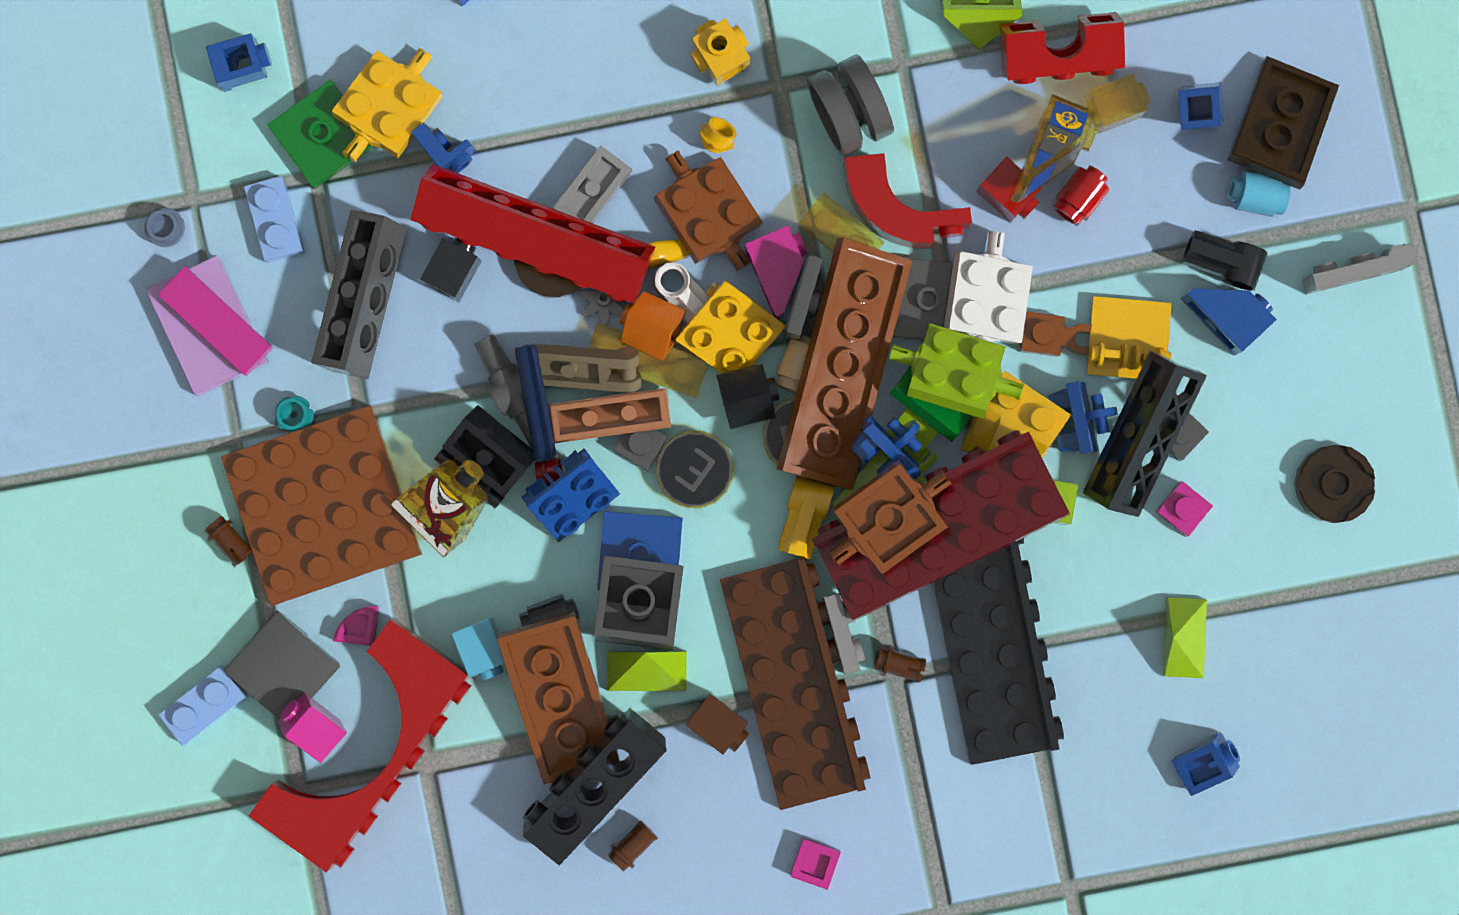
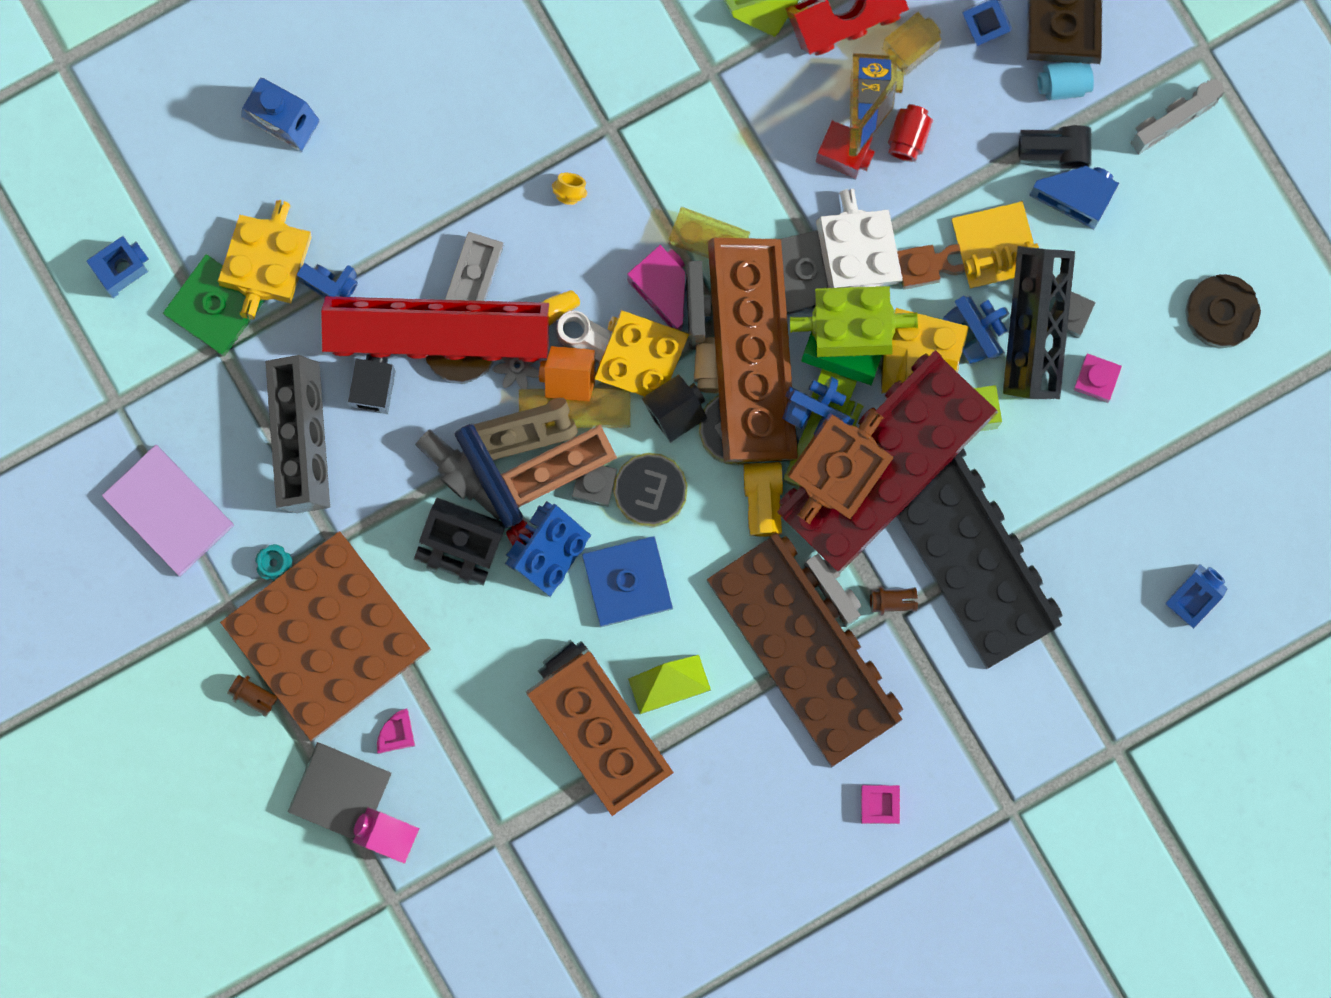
camera: 20 degrees left, 5 degrees down
(164, 227) = (100, 435): sand blue plate -> none
(202, 706) = (278, 852): light blue plate -> none
(215, 321) = (175, 501): dark pink tile -> none
(274, 219) = (196, 395): light blue plate -> none
(326, 825) = (429, 919): red arch -> none
(444, 504) = (437, 594): torso -> none
(480, 649) = (514, 714): medium azure brick -> none
(561, 836) = (645, 855): black brick -> none
(632, 846) = (710, 844): reddish brown pin -> none
(638, 603) = (642, 623): dark grey slope -> none
(708, 210) = (583, 257): dark orange plate -> none
(718, 724) = (750, 708): reddish brown brick -> none
(724, 63) = (546, 113): yellow brick -> none
(850, 105) = (678, 121): dark grey wheel -> none
(890, 218) = (746, 208): red arch -> none
(1184, 637) = (1138, 491): lime slope -> none

